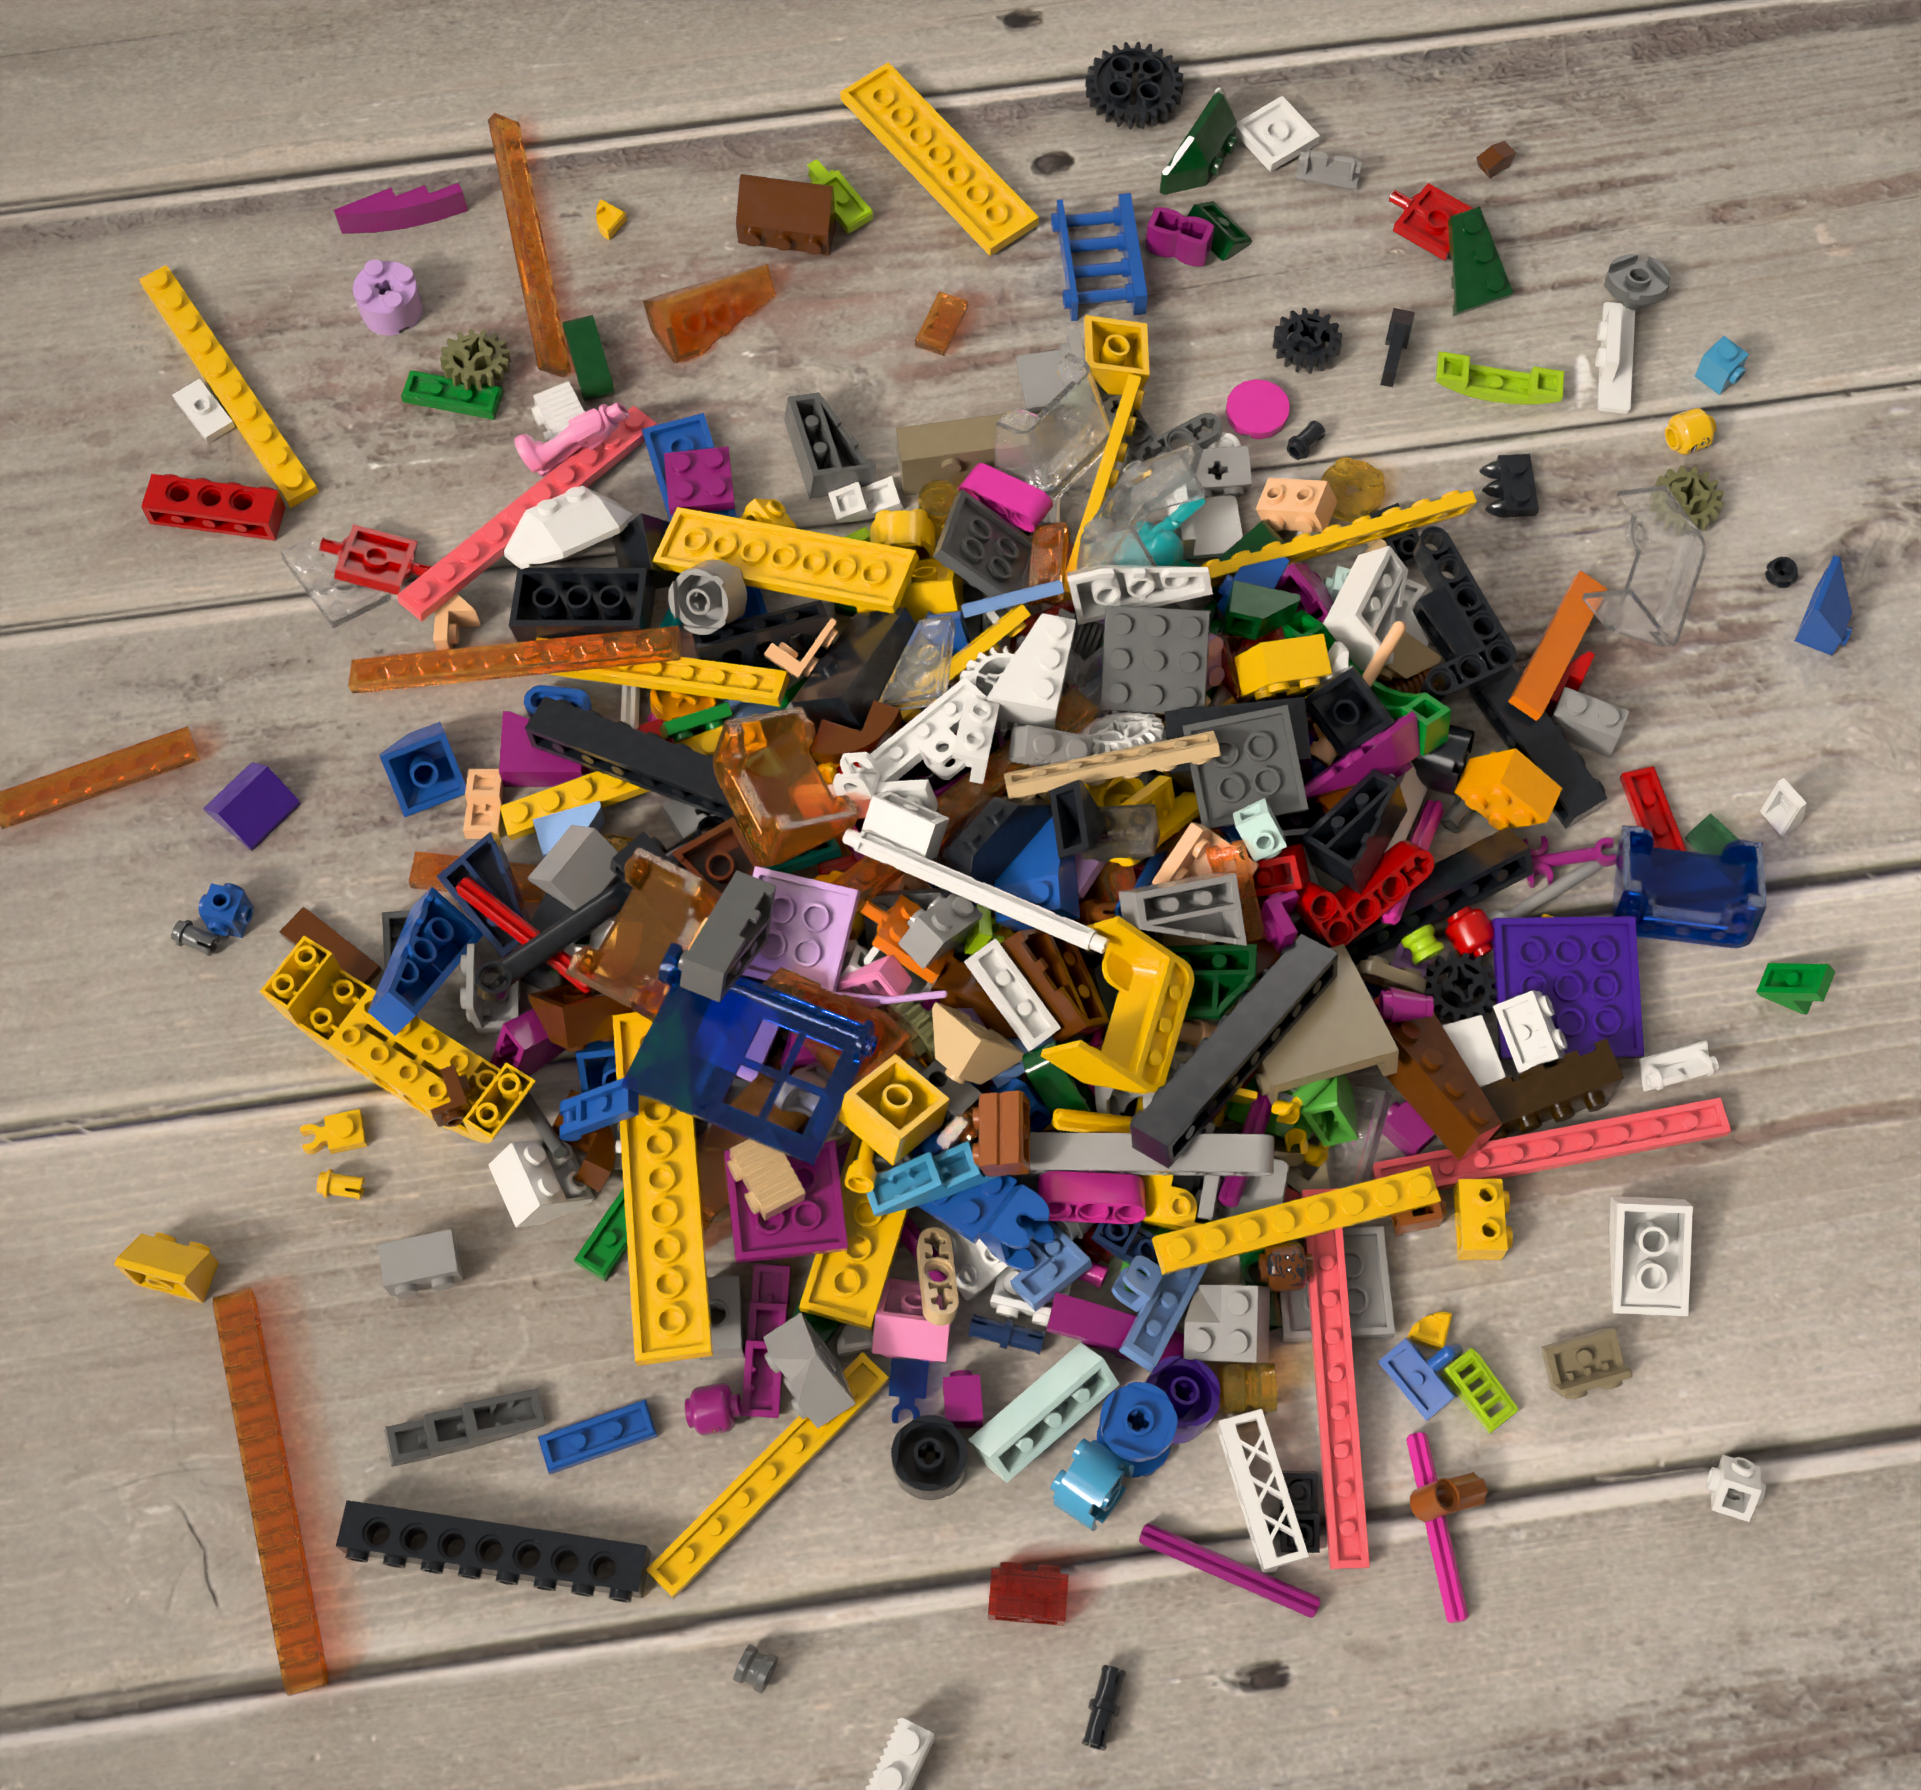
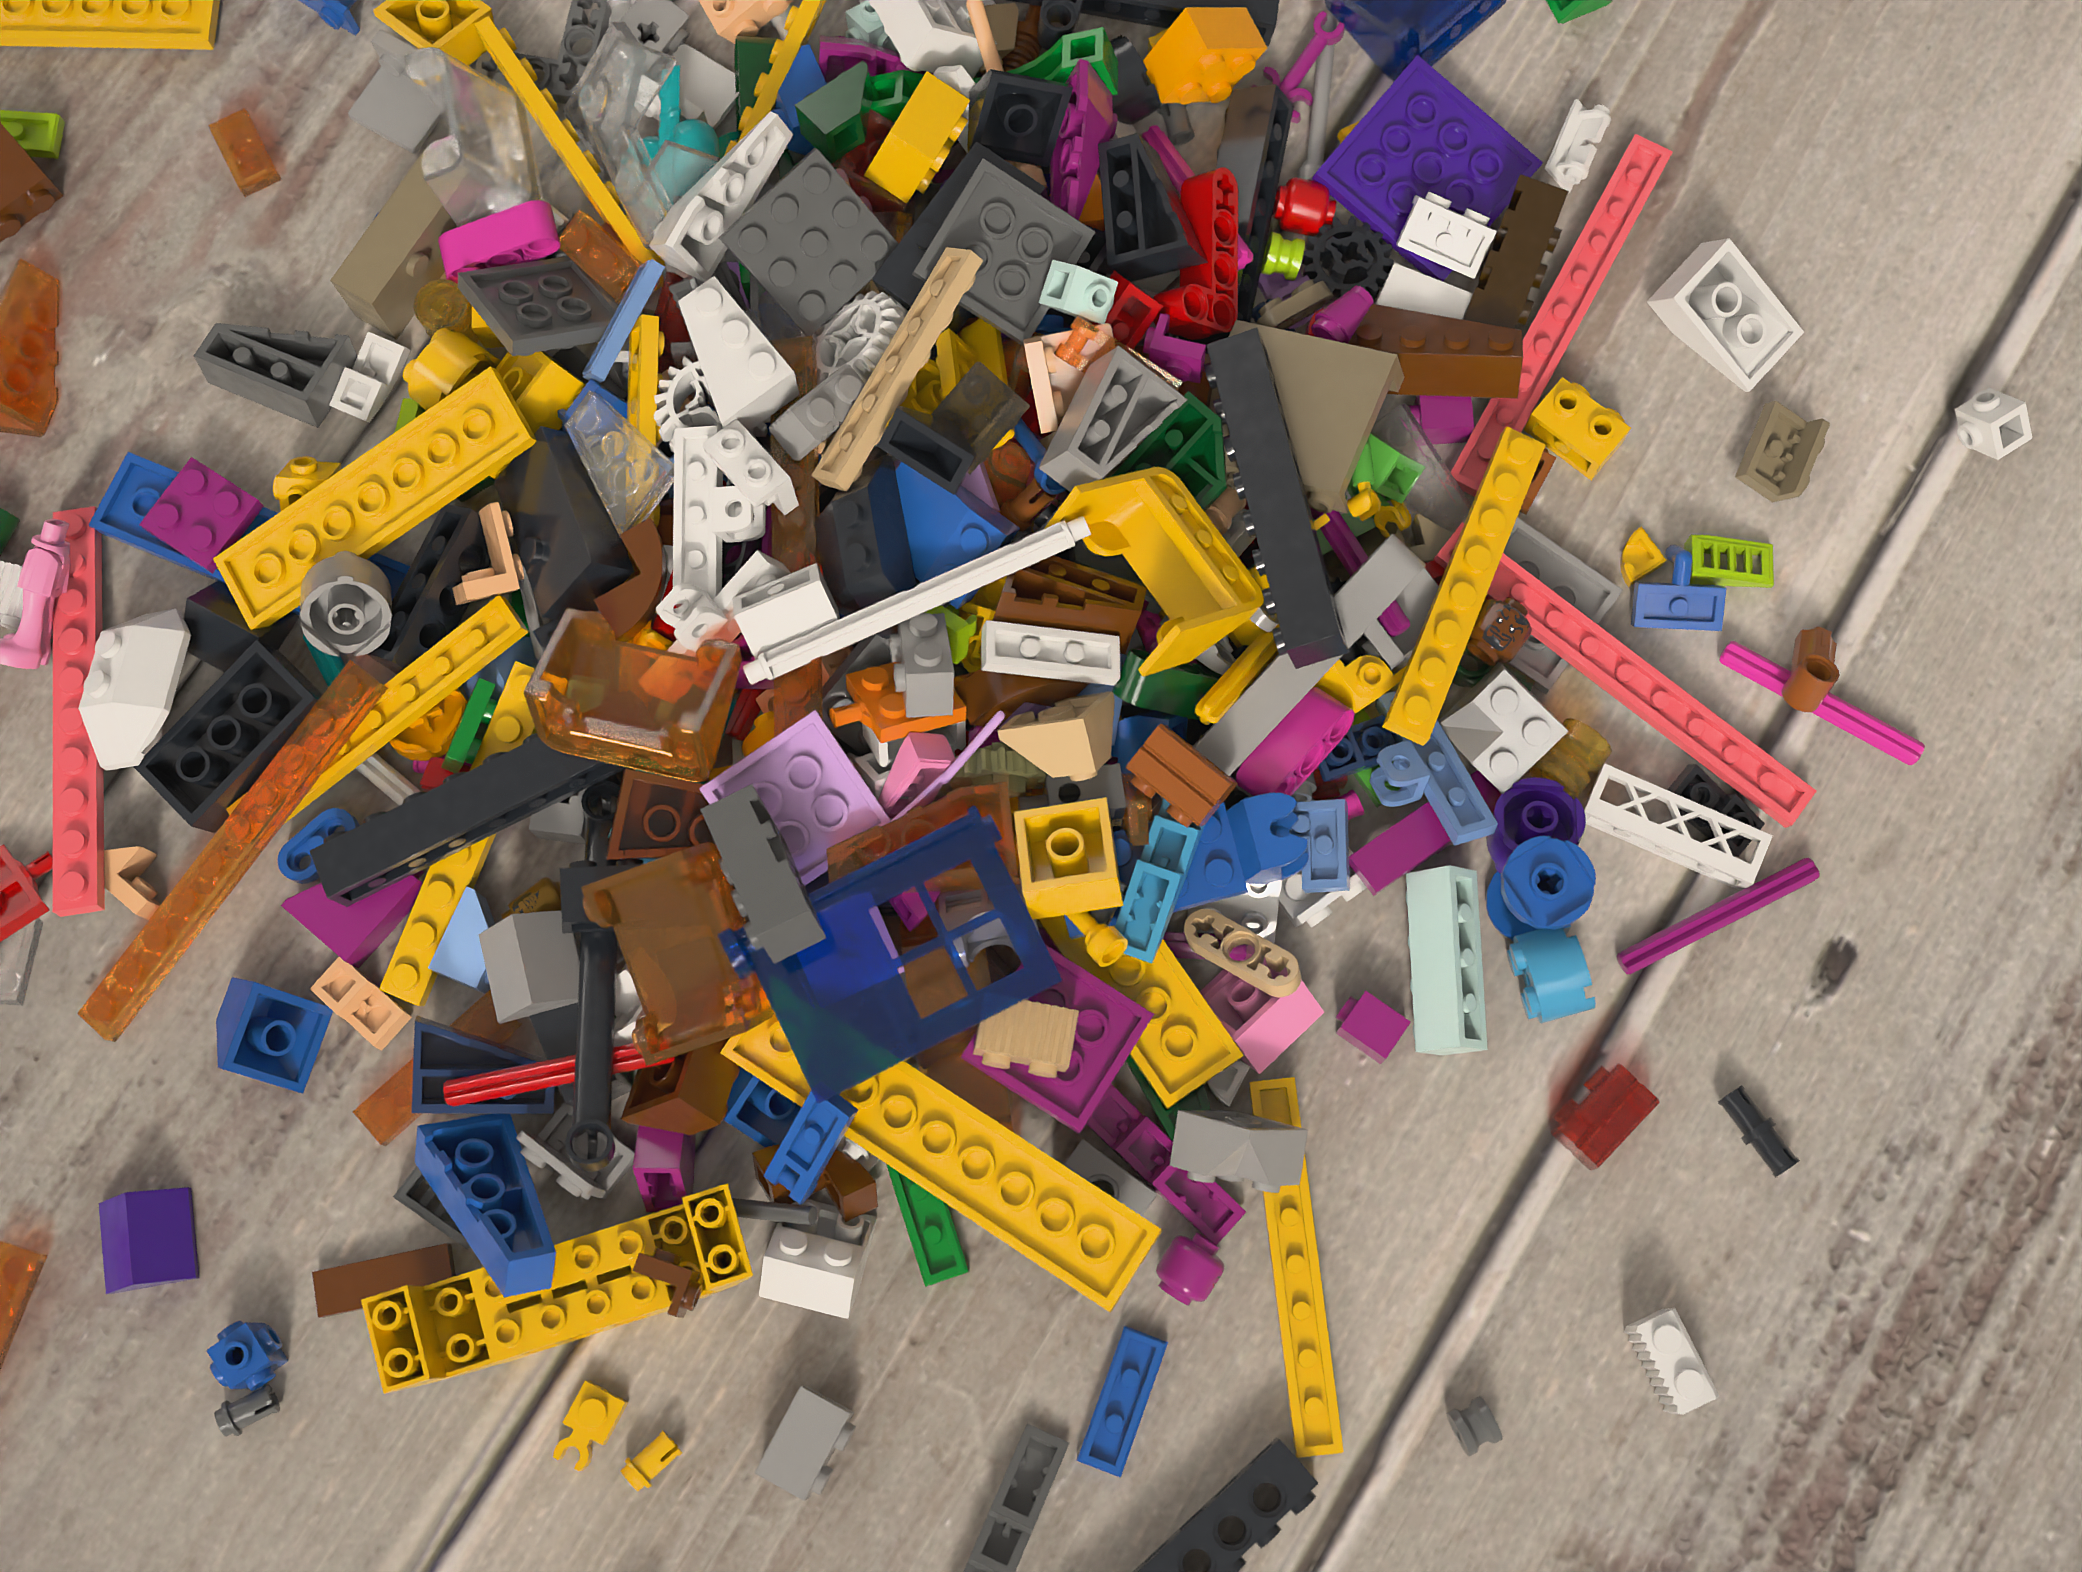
camera: 45 degrees left, 10 degrees up
(908, 1382) = (1313, 1064): clear blue plate -> none
(912, 1445) = (1431, 1104): black brick -> none
(1006, 1333) = (1338, 934): dark blue pin -> none

